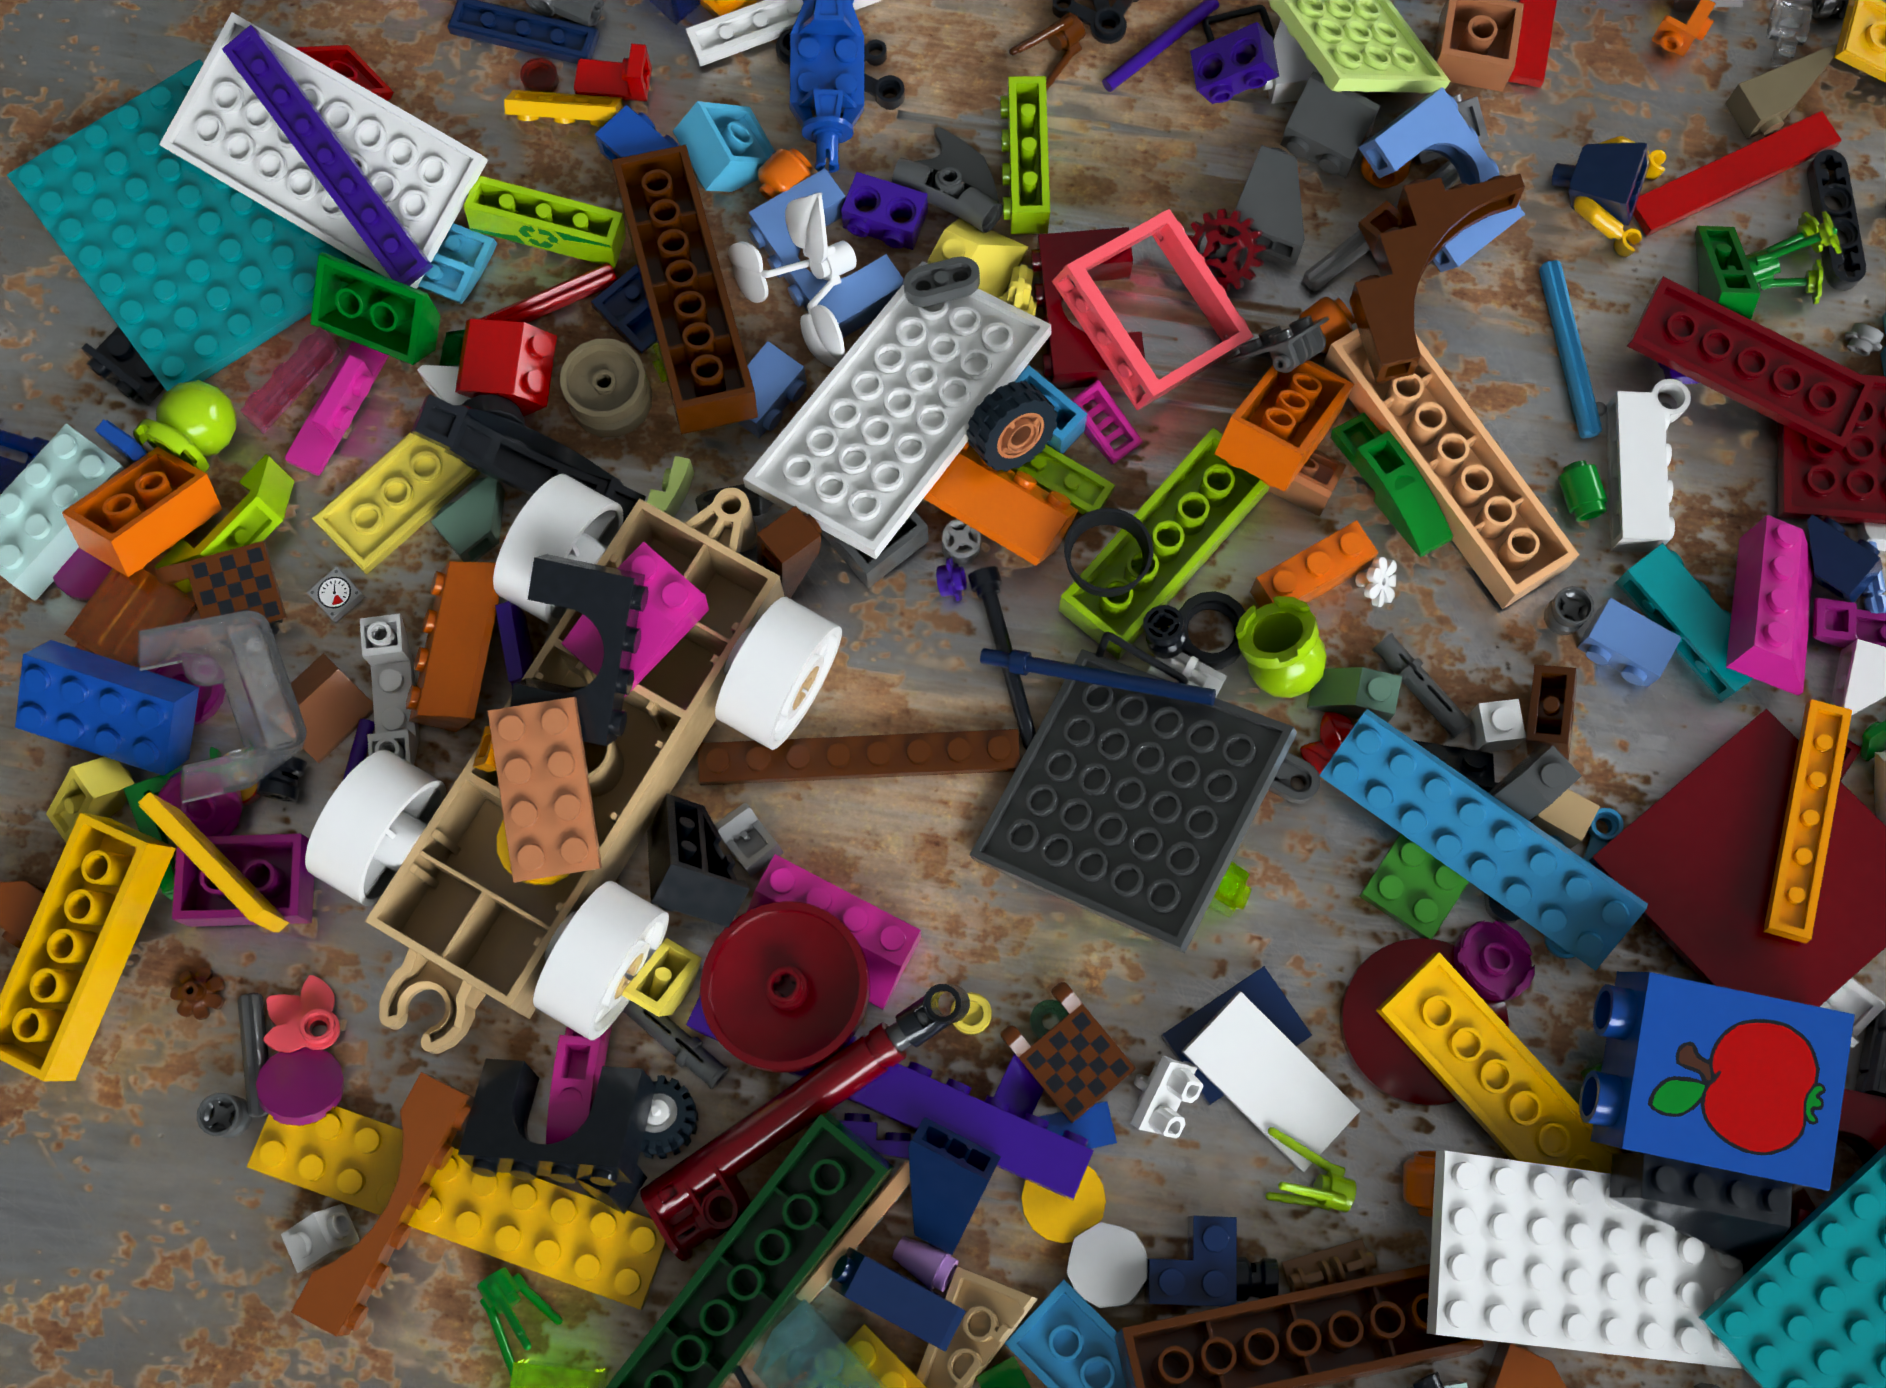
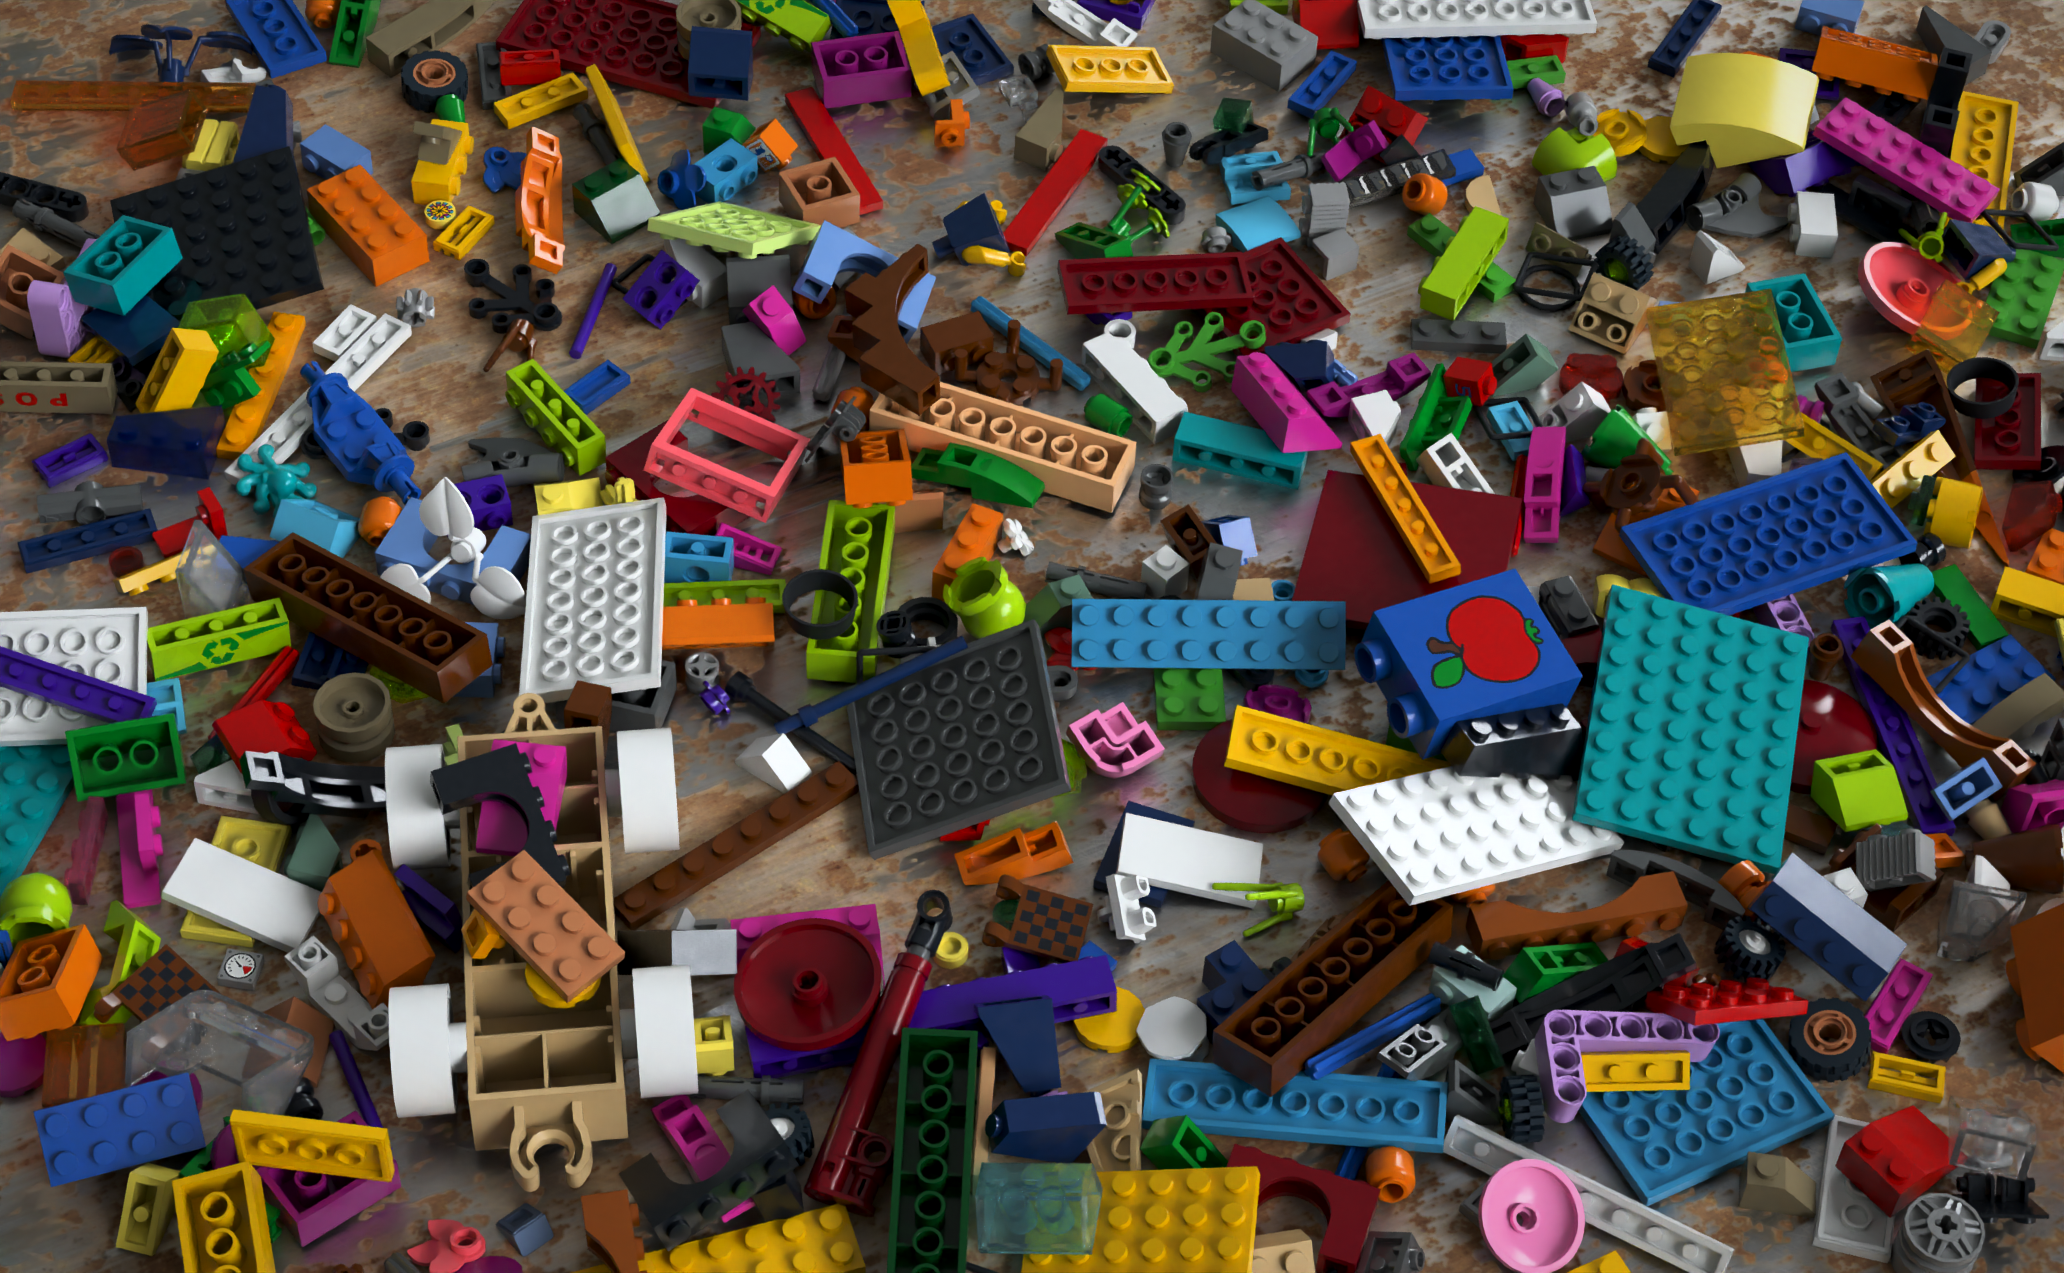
camera: 40 degrees left, 25 degrees down
(379, 522) = (243, 896): none -> white tile
(382, 1047) = (525, 1229): none -> sand blue slope
(570, 152) = (209, 575): none -> clear slope
(722, 67) = (272, 480): none -> teal animal
(941, 282) = (561, 513): dark grey plate -> none
(957, 690) = (775, 762): none -> white slope
(1011, 425) = (690, 562): black wheel -> none
(1099, 138) = (598, 386): none -> blue tile
(1105, 954) = (1014, 855): none -> orange slope
(1293, 897) = (1114, 742): none -> bright pink brick
(1318, 173) = (776, 320): none -> dark pink slope
(1491, 305) = (943, 338): none -> reddish brown brick
(1528, 362) = (1008, 365): none -> reddish brown plate
(1598, 722) = (1234, 533): none -> slope
(1628, 643) = (1210, 483): medium blue brick -> none
(1740, 474) = (1202, 351): none -> bright green plant

